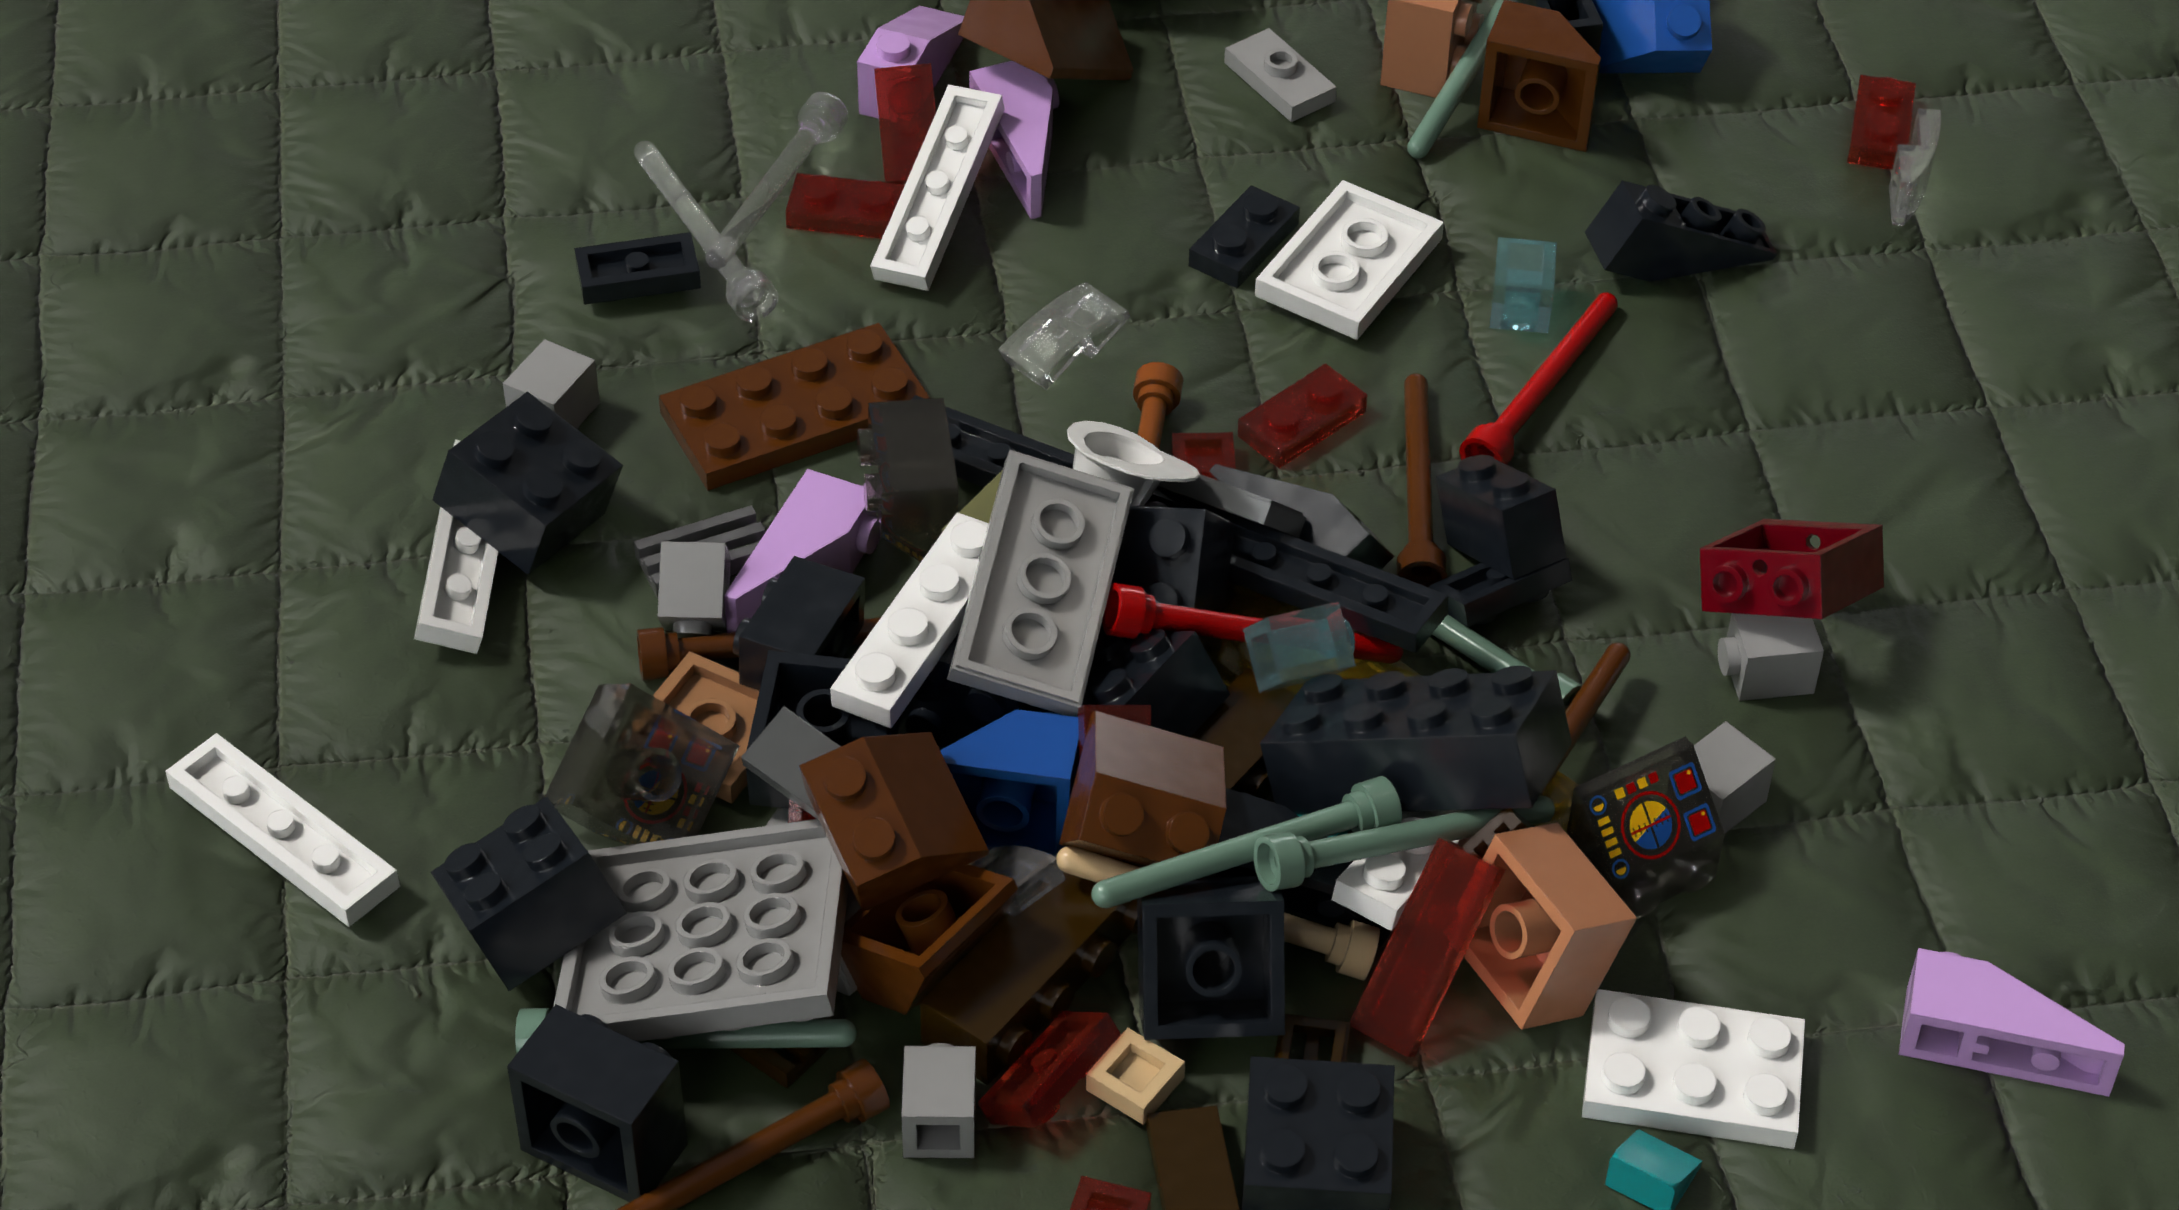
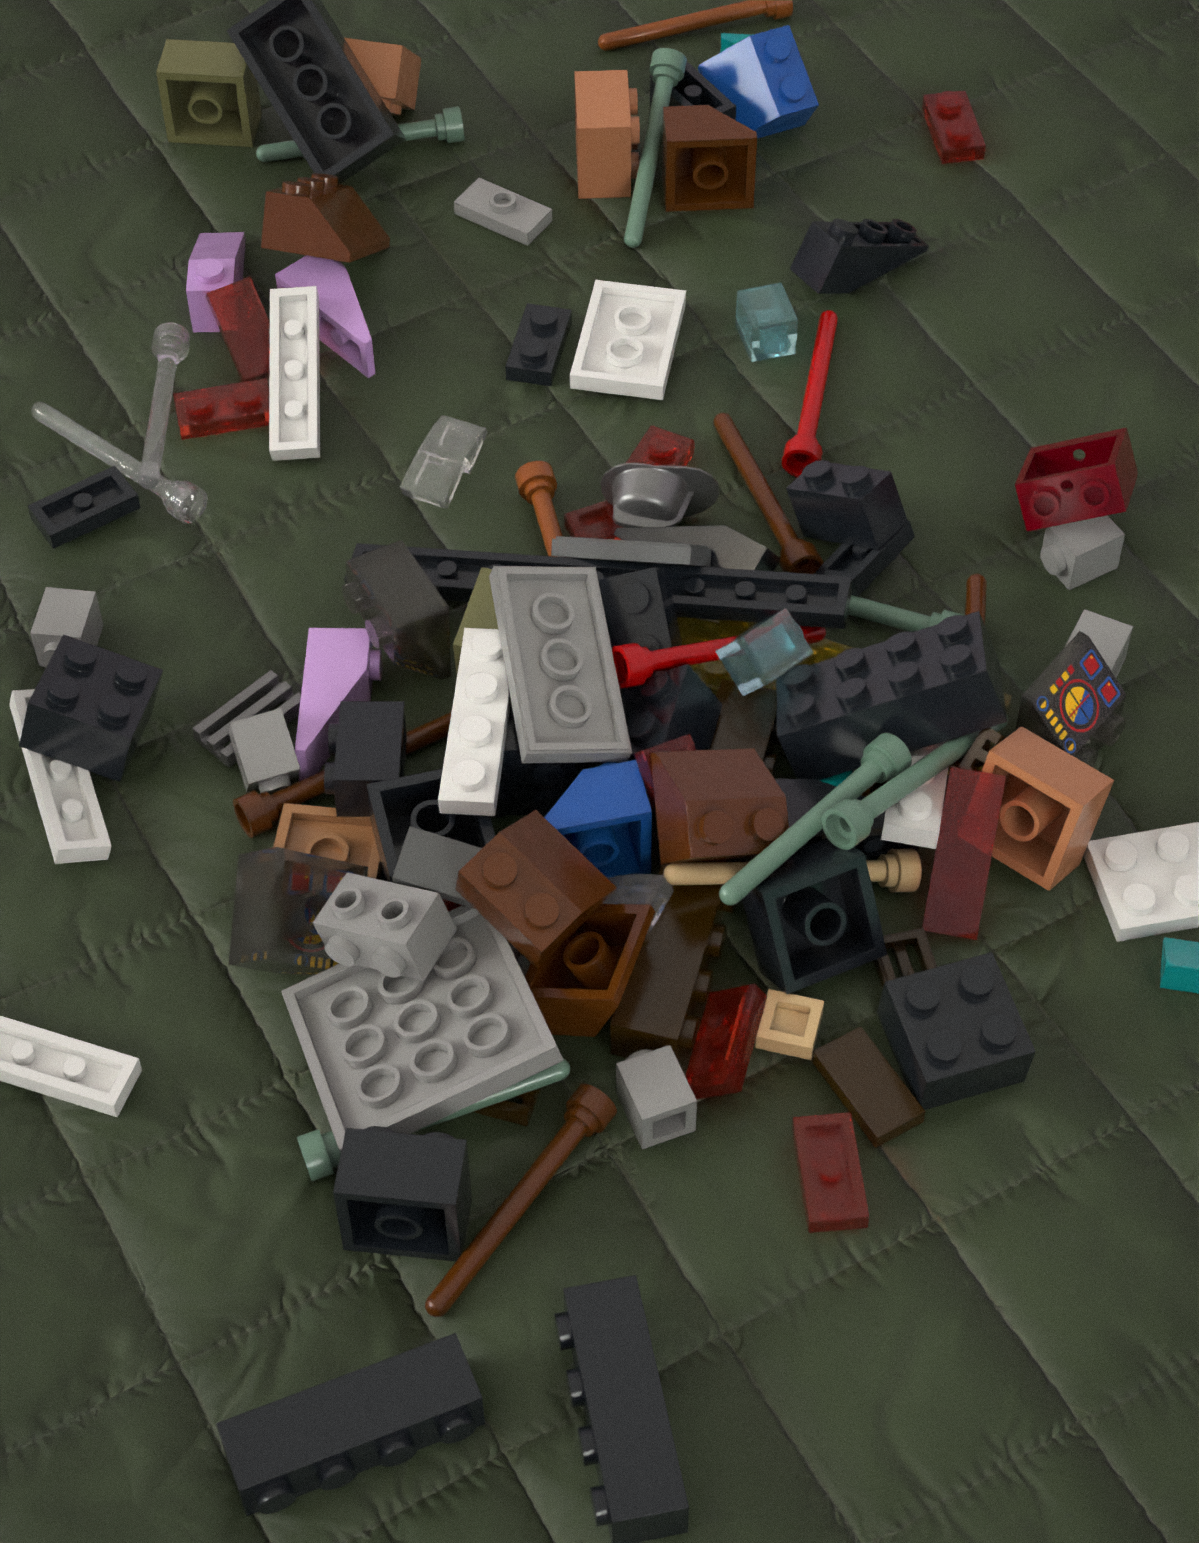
camera: 20 degrees left, 5 degrees up
(528, 892) = (263, 1042): black brick -> none
(717, 812) = (384, 926): none -> light grey brick
(786, 405) = (259, 581): reddish brown plate -> none
(1125, 459) = (563, 546): white piece -> none
(1284, 440) = (657, 494): none -> flat silver piece
(1914, 166) = (996, 151): clear slope -> none

